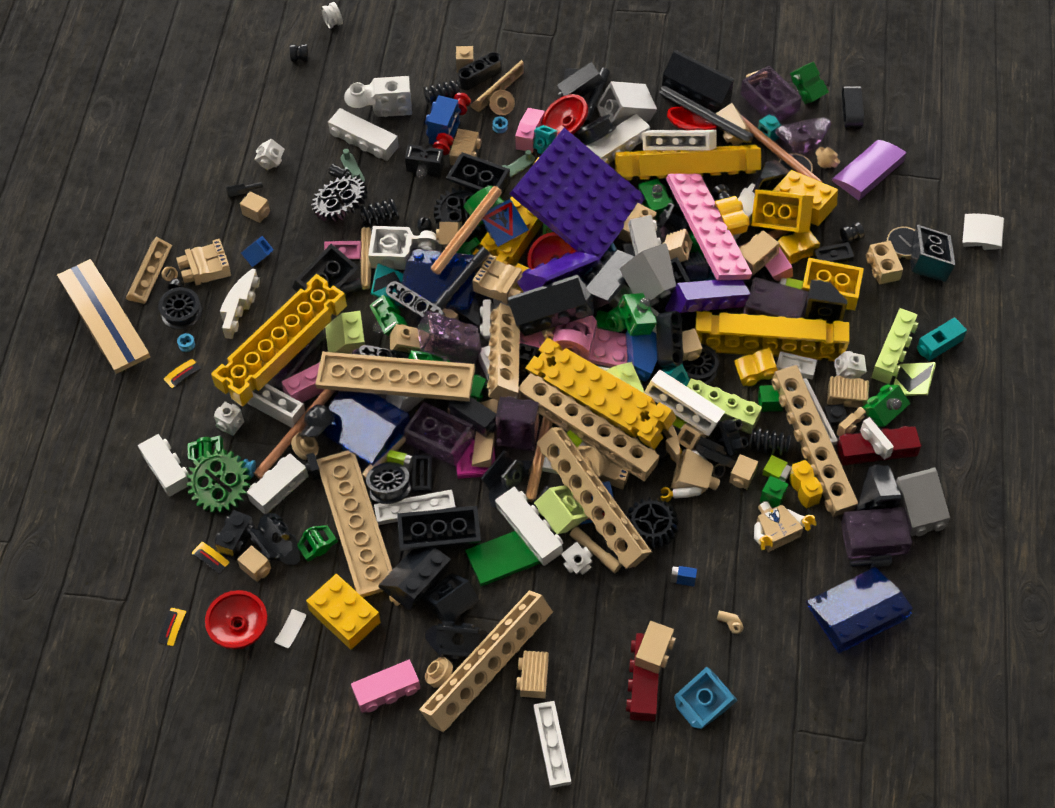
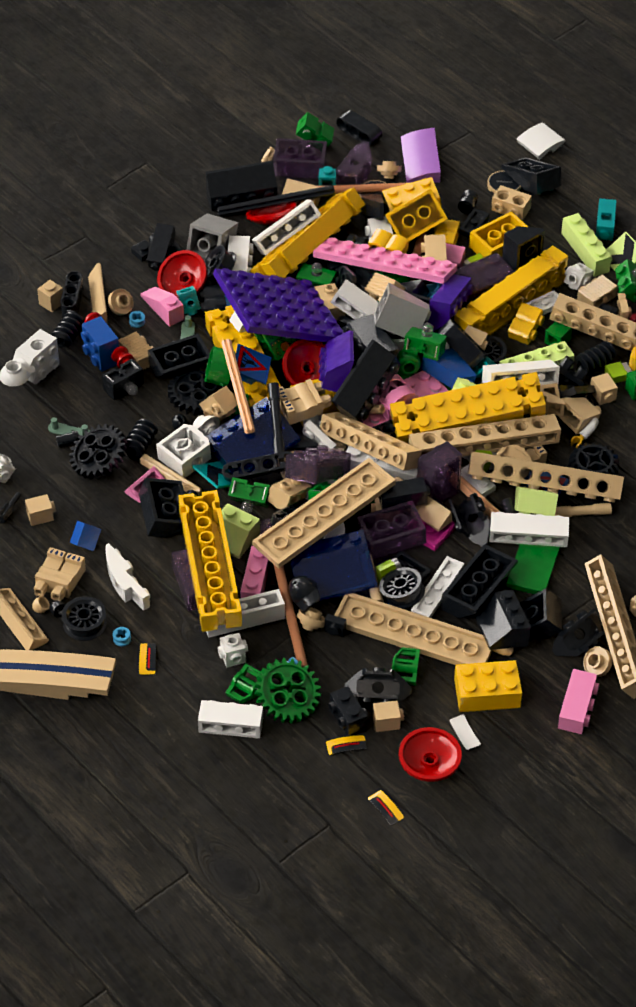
camera: 50 degrees left, 10 degrees down
(277, 483) = (327, 657): white brick -> none
(363, 134) = (48, 400): white brick -> none
(577, 551) = (583, 522): white brick -> none

